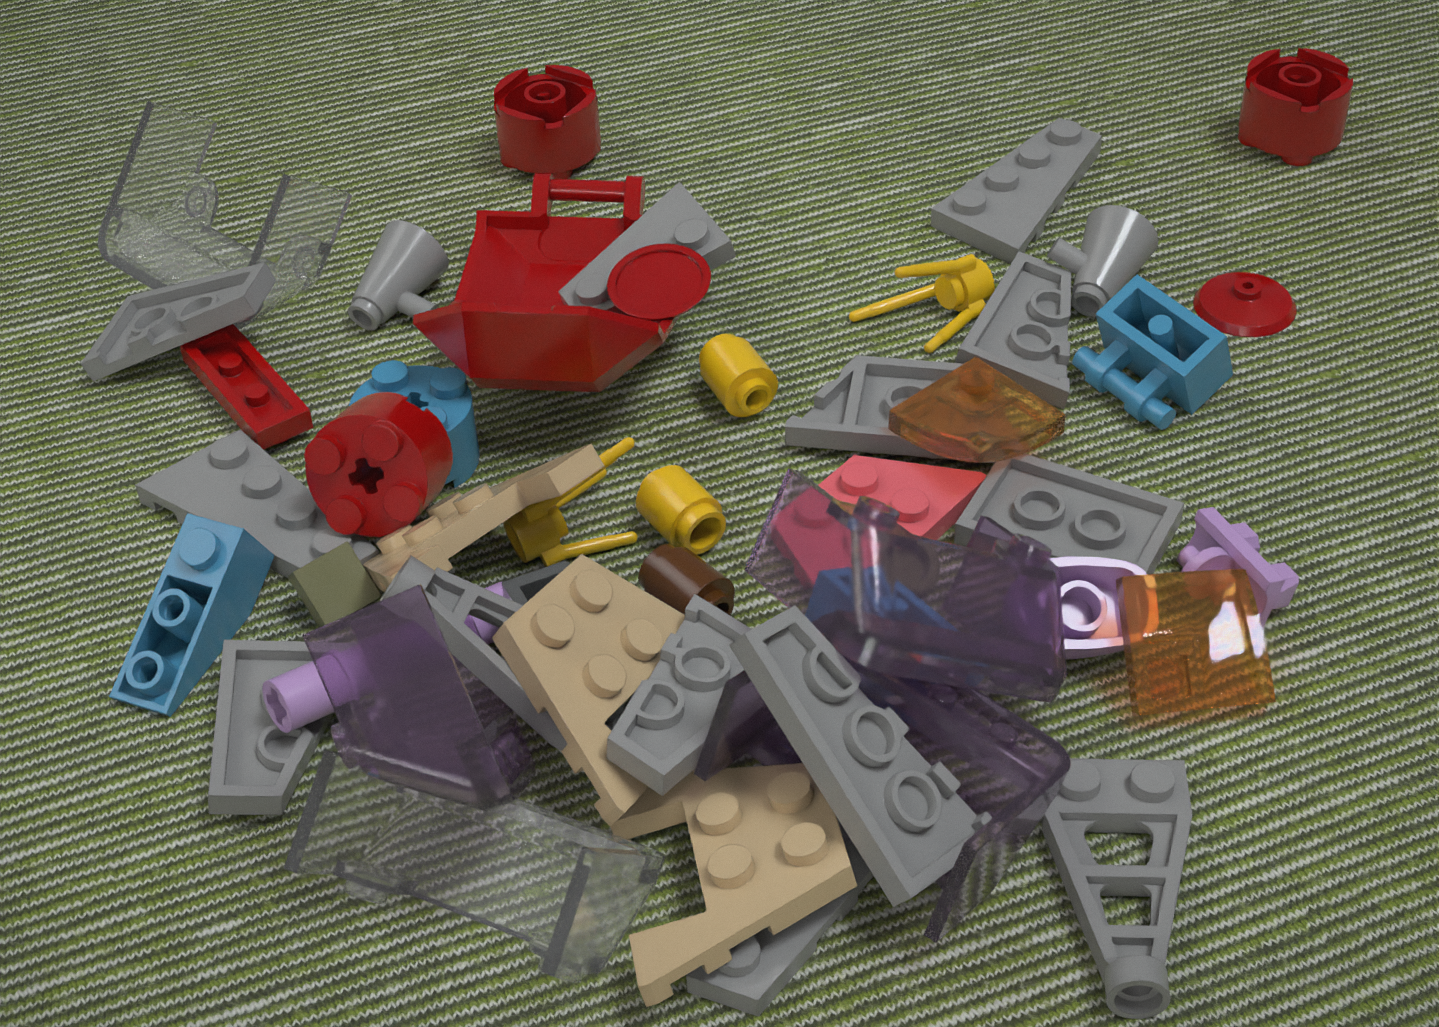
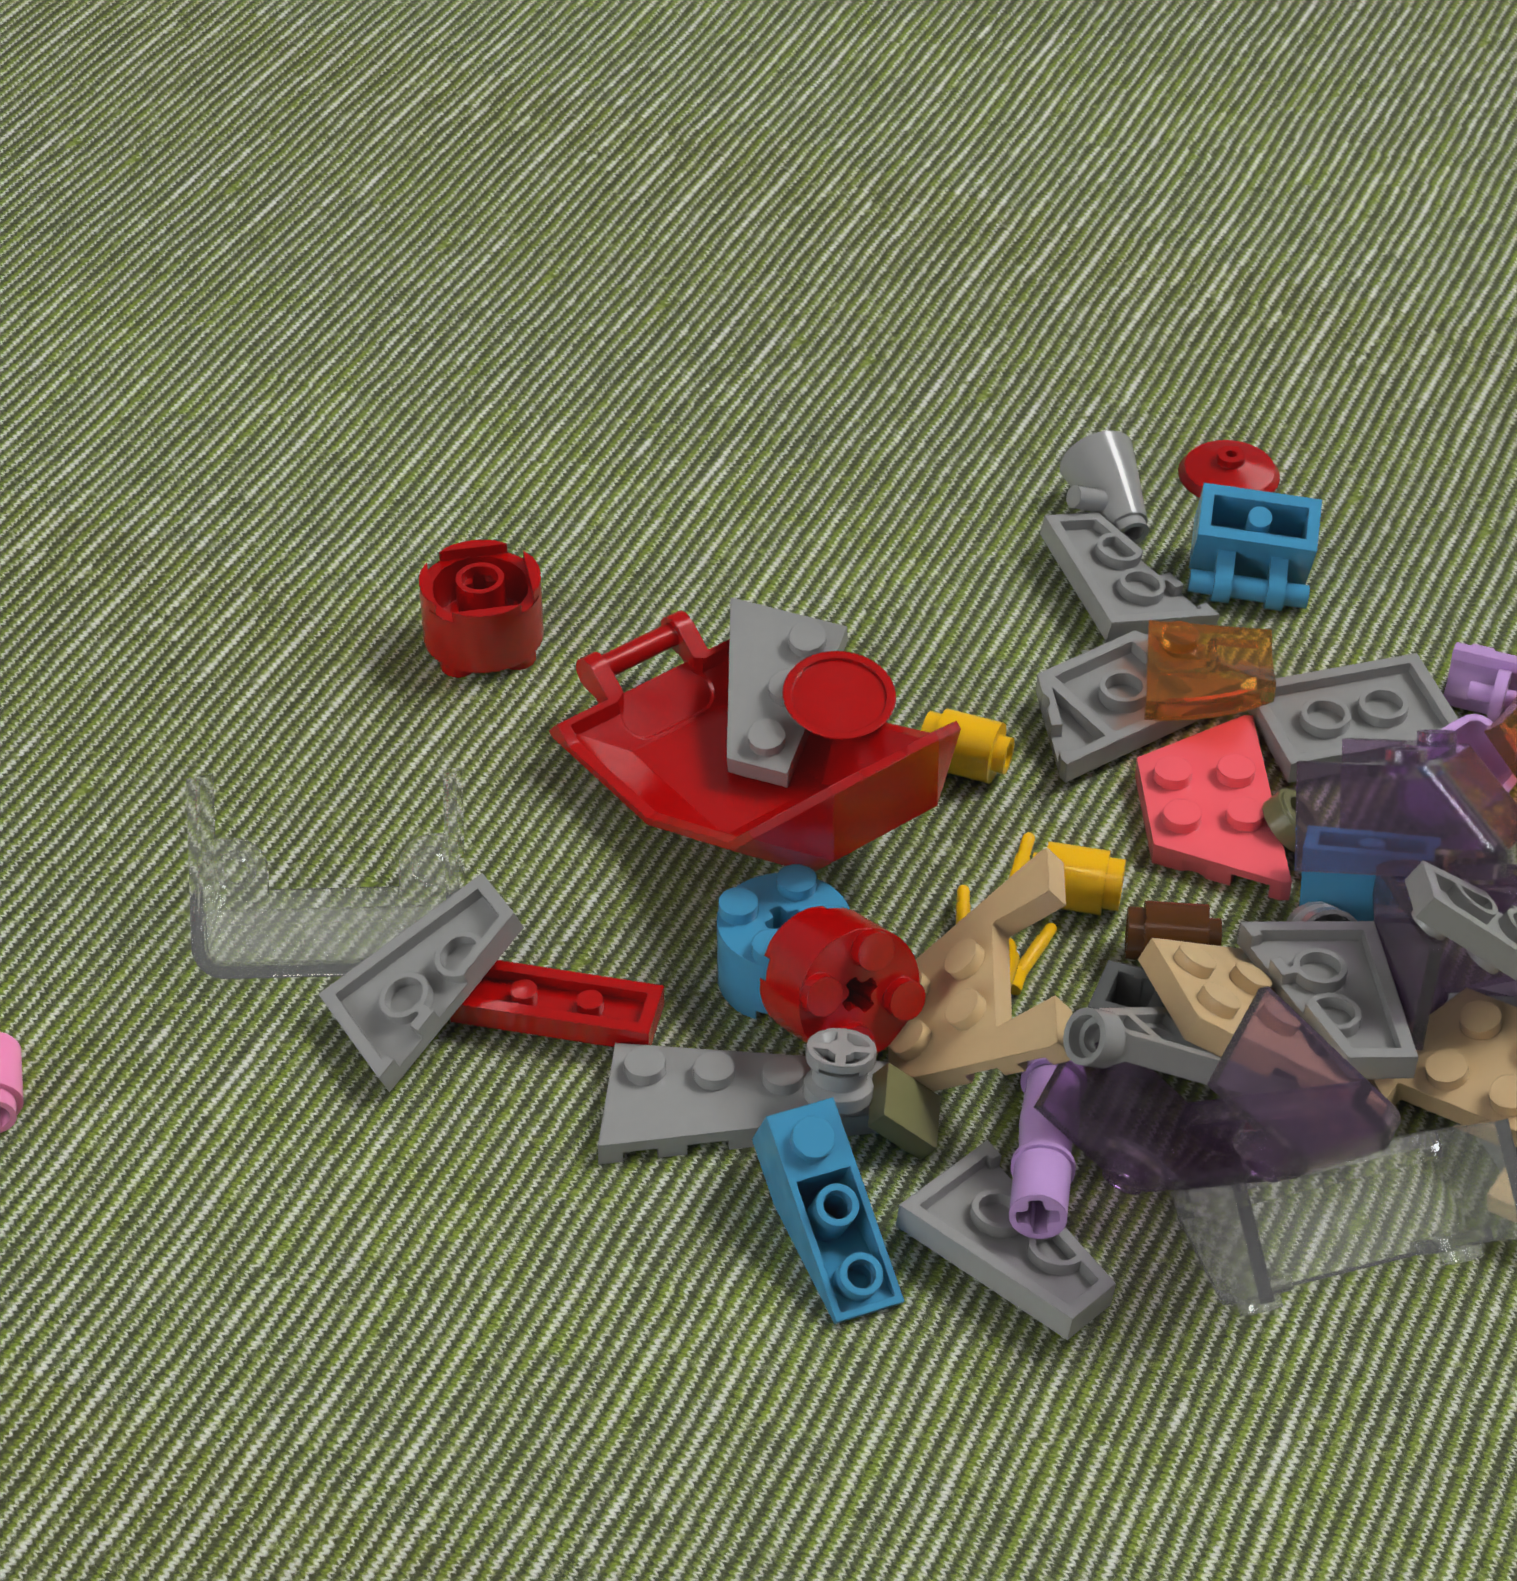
camera: 45 degrees left, 0 degrees up
(298, 522) = (840, 1069): none -> light grey wheel
(398, 271) = (546, 821): light grey piece -> none
(961, 287) = (1025, 576): yellow plant -> none
(1016, 195) = (949, 466): light grey wing -> none
(1295, 104) = (1081, 275): red brick -> none

